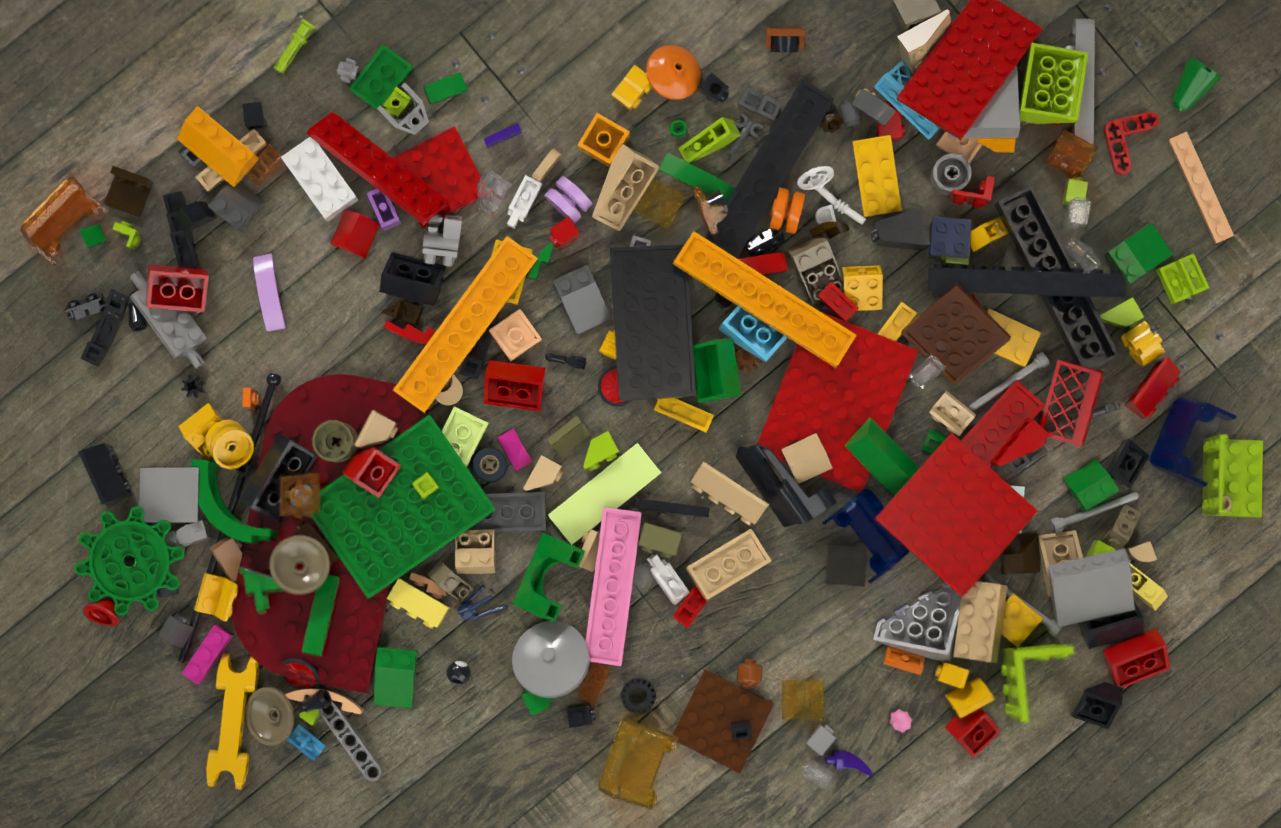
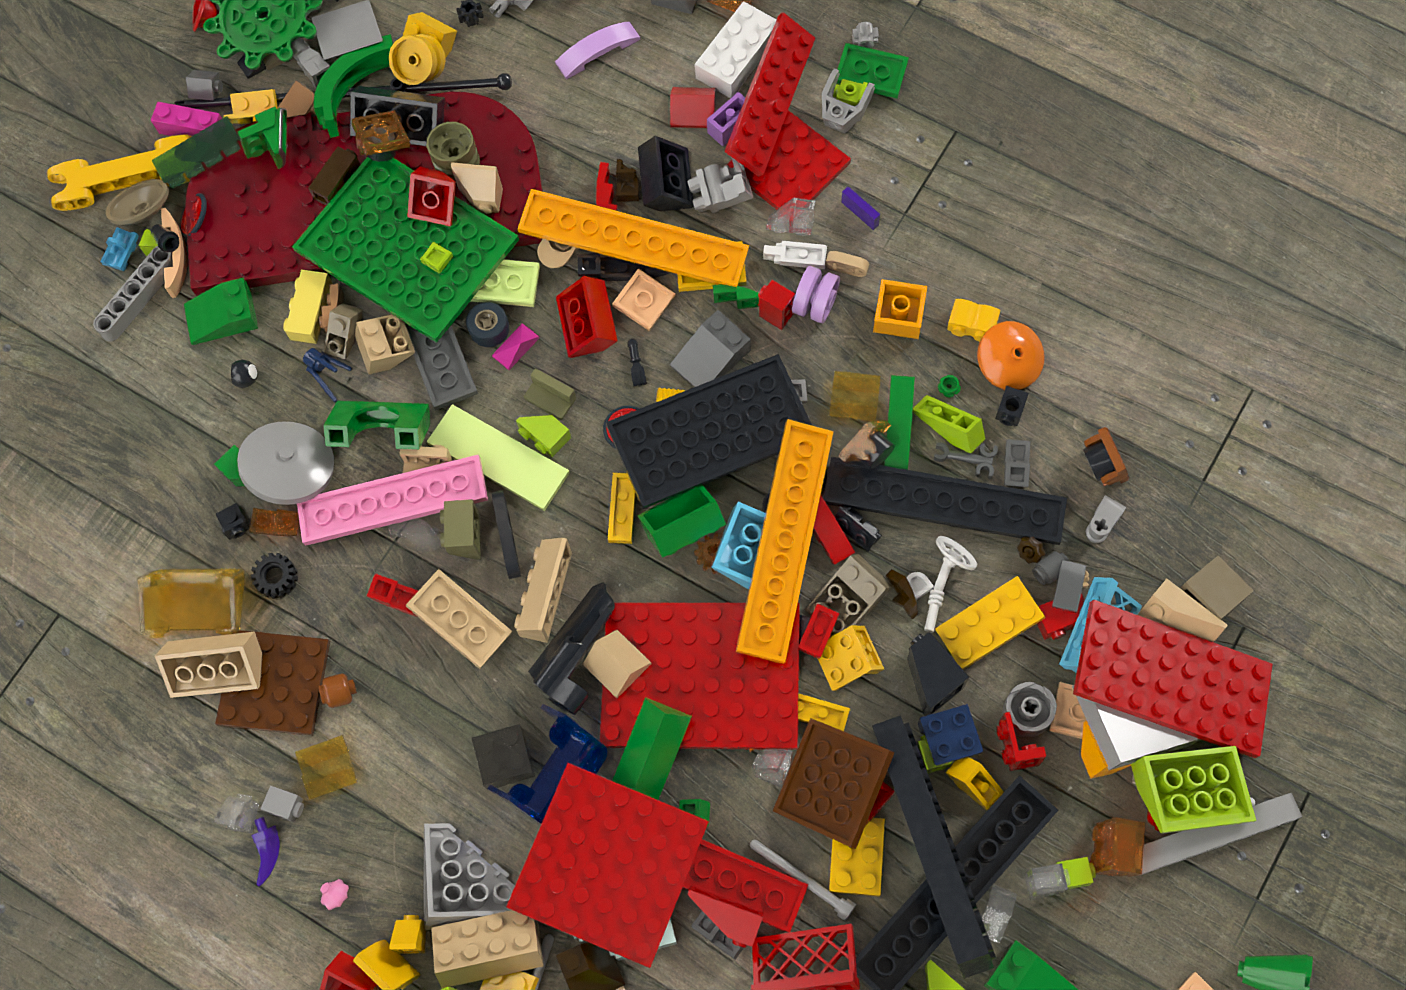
camera: 70 degrees right, 15 degrees down
(243, 647) = (200, 148): none -> clear green windscreen
(250, 399) = (474, 63): orange plate -> none
(297, 551) = (300, 146): dark tan dish -> none
(321, 616) = (260, 206): green slope -> none
(445, 88) = (888, 134): green slope -> none
(543, 474) = (497, 382): tan slope -> none
(624, 186) = (855, 347): tan slope -> none
(668, 579) = (419, 558): white hinge -> none
(695, 762) = (211, 664): none -> tan slope
(741, 729) = (266, 703): black slope -> none
(787, 210) = (903, 532): orange wheel -> none
(826, 56) = (1105, 518): none -> light grey piece
(904, 660) = (410, 871): orange plate -> none
(952, 413) = (735, 819): tan bracket -> none
(1123, 131) = (1178, 909): red beam -> none

